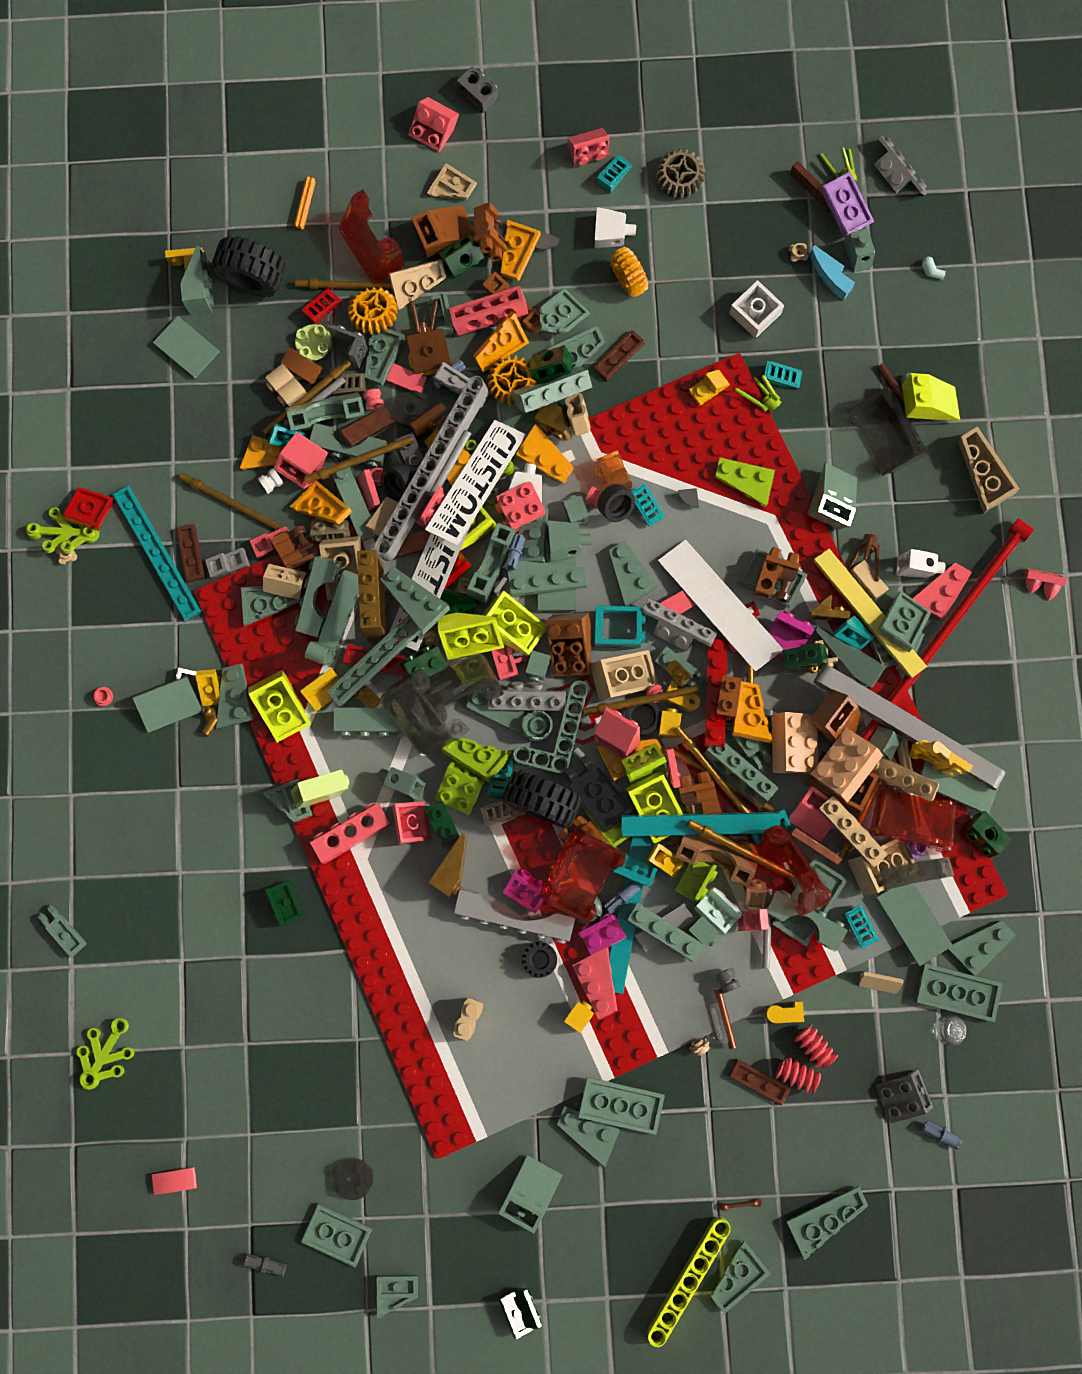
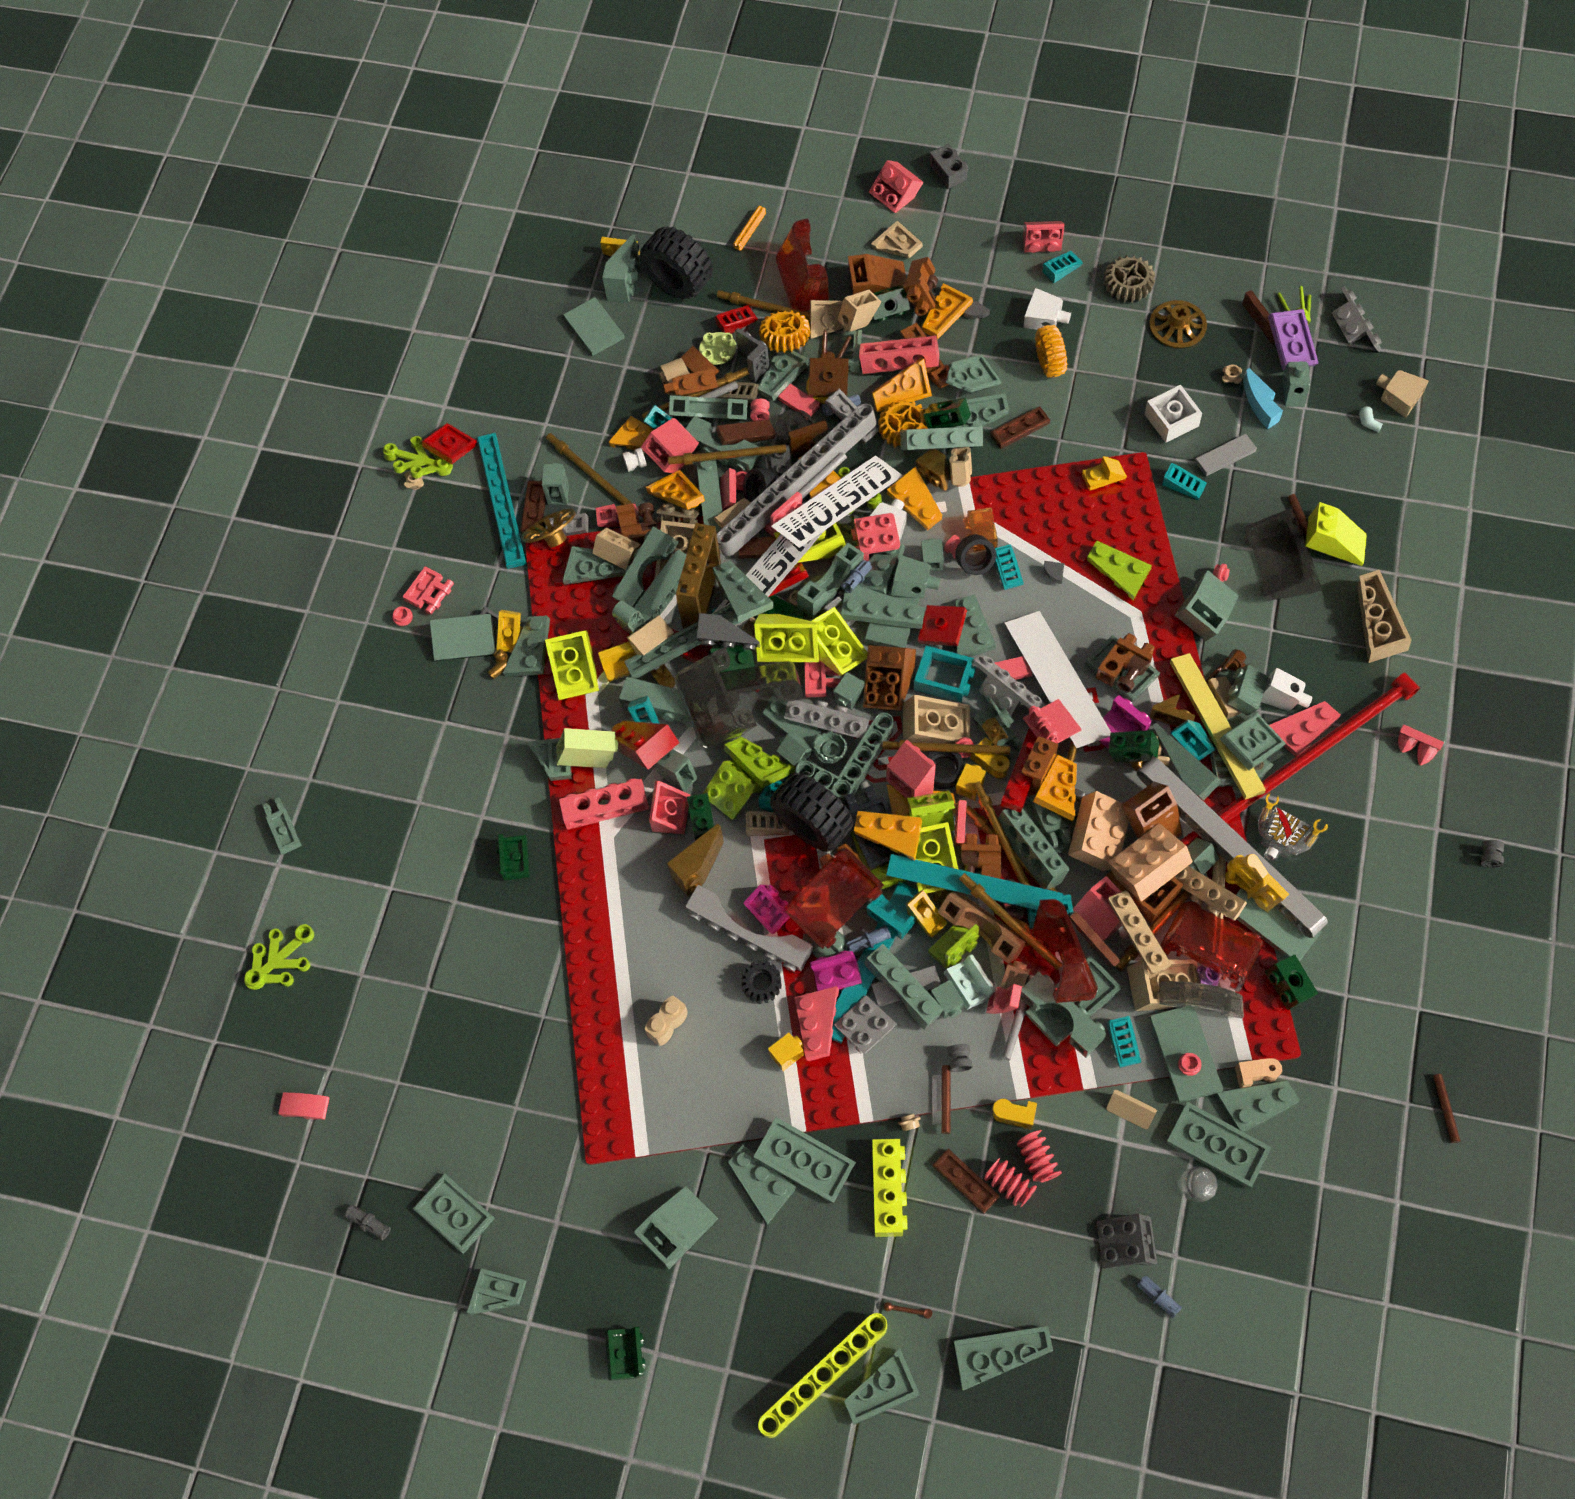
camera: 20 degrees right, 15 degrees down
(113, 662) = (423, 587): none -> coral plate
(204, 527) = (555, 484): none -> sand green brick
(219, 580) = (554, 534): none -> pearl gold wheel
(302, 390) = (692, 383): none -> dark orange hinge
(344, 663) = (650, 635): none -> tan slope
(346, 1188) = (481, 1149): clear smoke plate -> none
(358, 733) = (648, 709): none -> teal slope
(370, 770) = (644, 741): none -> red wedge
(408, 646) = (719, 630): none -> dark grey slope
(432, 280) = (858, 310): none -> tan torso
(506, 736) = (794, 748): none -> sand green brick
(604, 579) = (942, 625): none -> red plate
(615, 796) = (893, 831): none -> light orange wing
(640, 974) = (865, 1025): none -> light grey hinge
(684, 657) = (1003, 716): none -> sand green plate
(697, 1108) = (888, 1188): none -> neon yellow brick
(728, 653) = (1052, 722): none -> coral hinge
(737, 207) = (1179, 319): none -> pearl gold wheel
(771, 400) = (1165, 500): lime plant -> none
(812, 337) = (1225, 455): none -> light grey tile
(837, 459) = (1221, 572): none -> coral plate
(888, 571) = (1247, 689): none -> sand green brick
(920, 932) = (1189, 1064): none -> coral plate
(949, 697) = (1284, 832): none -> torso
(955, 233) = (1402, 391): none -> tan torso
(981, 916) = (1257, 1070): none -> light nougat leg

